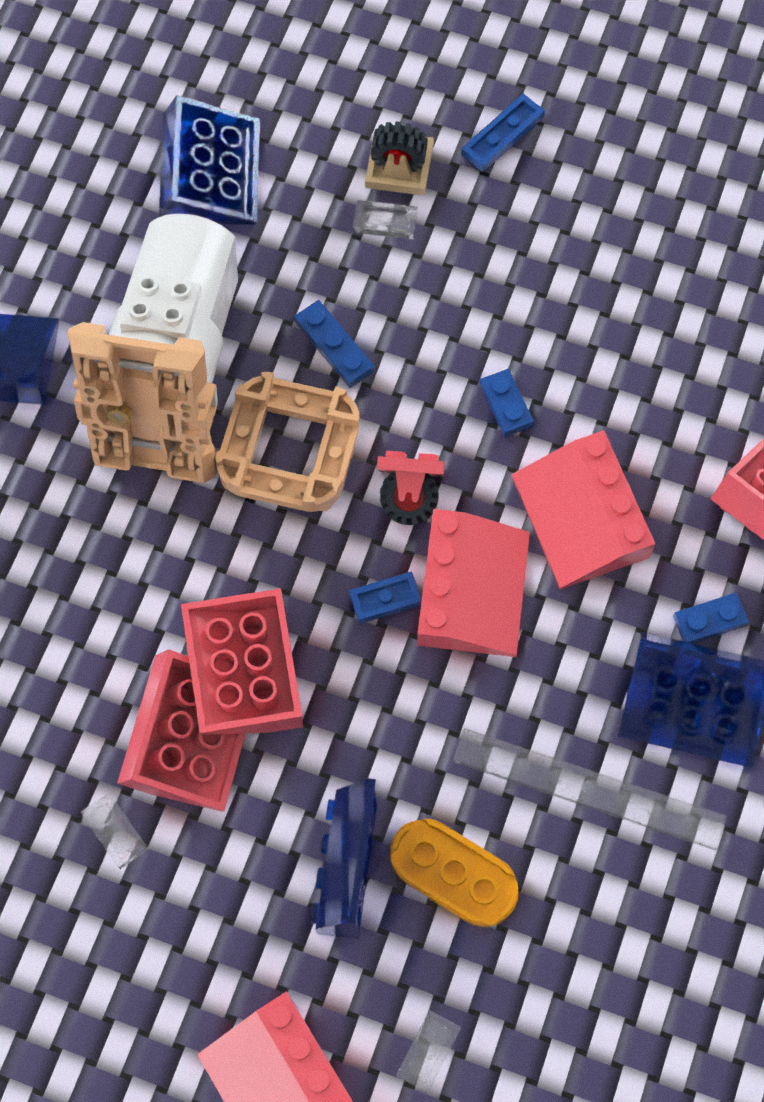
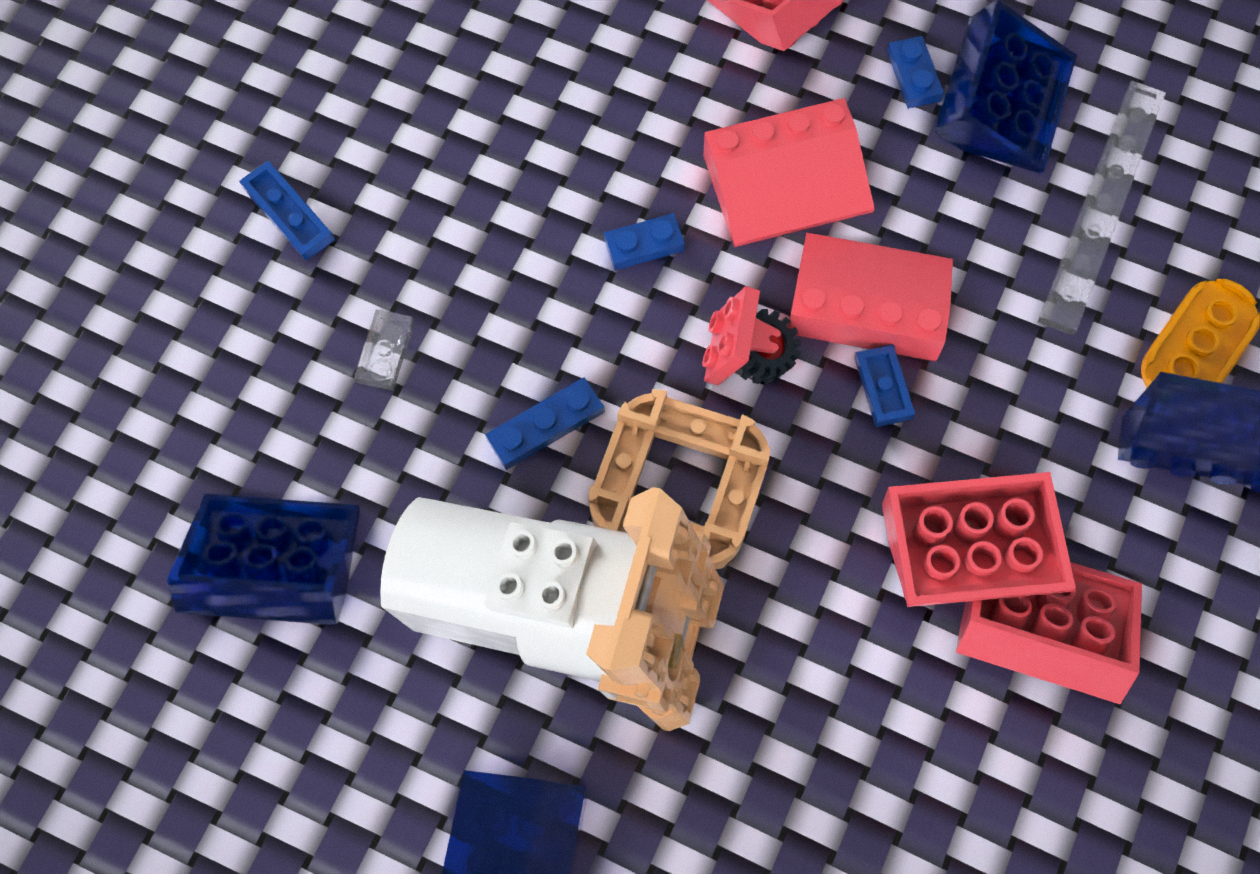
camera: 85 degrees left, 0 degrees up
(114, 830) = (1171, 714): clear plate -> none
(399, 159) = (306, 325): plate -> none

